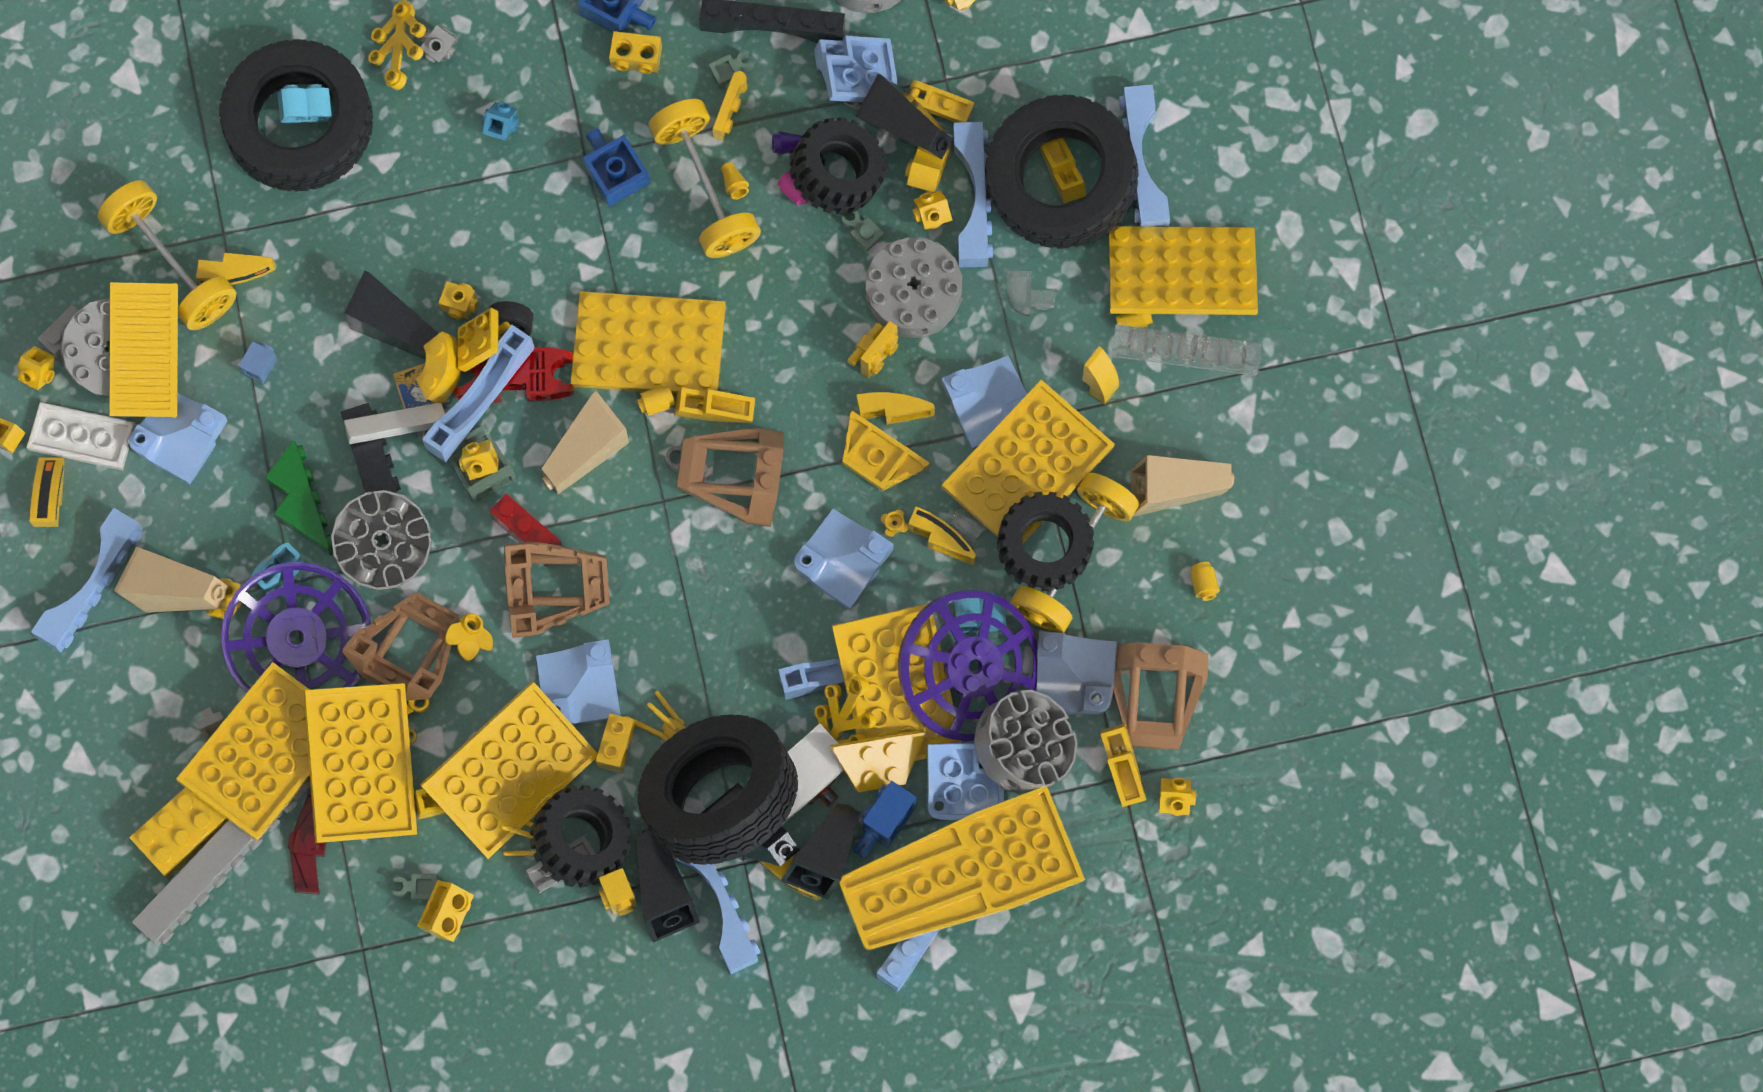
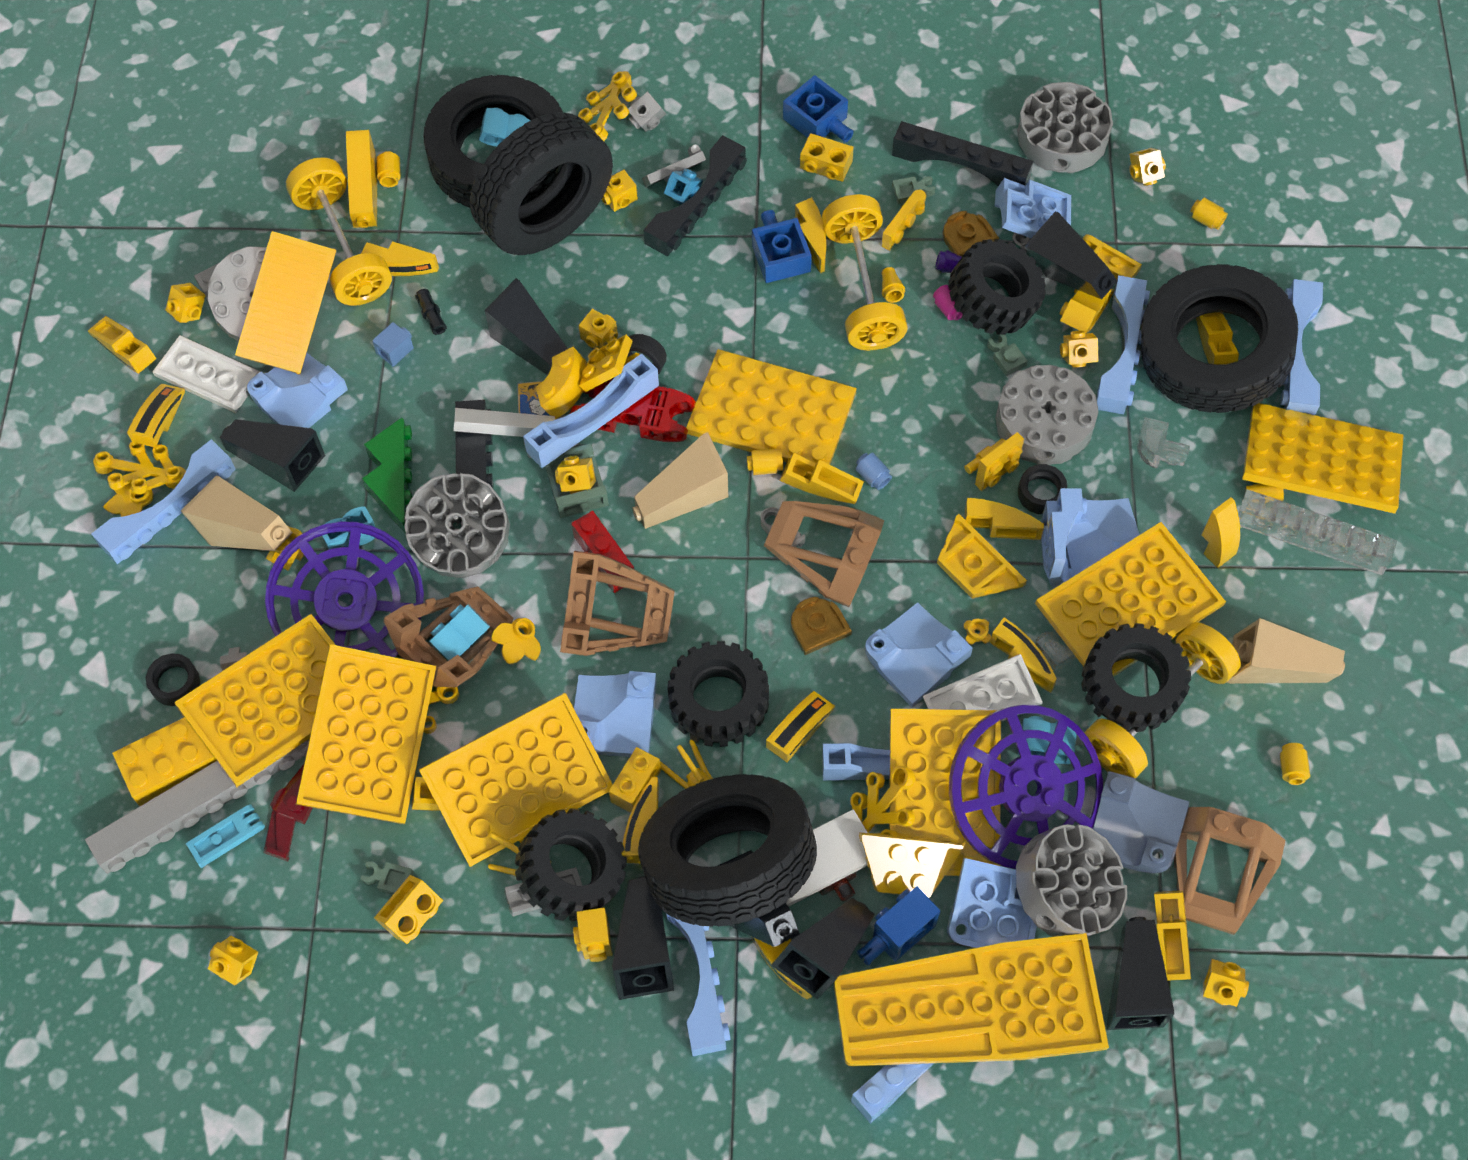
camera: 15 degrees right, 10 degrees down
(46, 585) = (127, 502): none -> yellow plate
(54, 553) = (168, 475): none -> yellow plant
(170, 189) = (362, 178): none -> yellow slope
(170, 766) = (163, 664): none -> black tyre
(177, 502) = (275, 449): none -> black slope
(192, 168) = (388, 169): none -> yellow brick
(256, 886) = (225, 835): none -> medium azure hinge
(283, 317) = (430, 311): none -> black pin
(301, 994) = (232, 960): none -> yellow brick
(364, 168) = (523, 160): none -> black tyre
(415, 643) = (460, 632): none -> medium azure brick
(435, 140) = (620, 191): none -> yellow brick
(486, 99) = (696, 157): none -> light grey hinge
(496, 170) = (670, 227): none -> black arch
(630, 777) = (642, 811): none -> yellow slope
(642, 140) = (813, 231): none -> yellow slope
(663, 612) = (712, 662): none -> black tyre
(745, 551) = (818, 624): none -> pearl gold tile
(752, 654) = (799, 726): none -> yellow slope
(761, 385) = (873, 471): none -> medium blue brick
(796, 104) = (966, 229): none -> pearl gold tile
(915, 583) = (988, 689): none -> white tile
(925, 347) = (1039, 471): none -> black tyre
(947, 402) = (1058, 521): none -> light blue slope
(1029, 28) = (1208, 213): none -> yellow brick
(1103, 816) = (1140, 981): none -> black slope

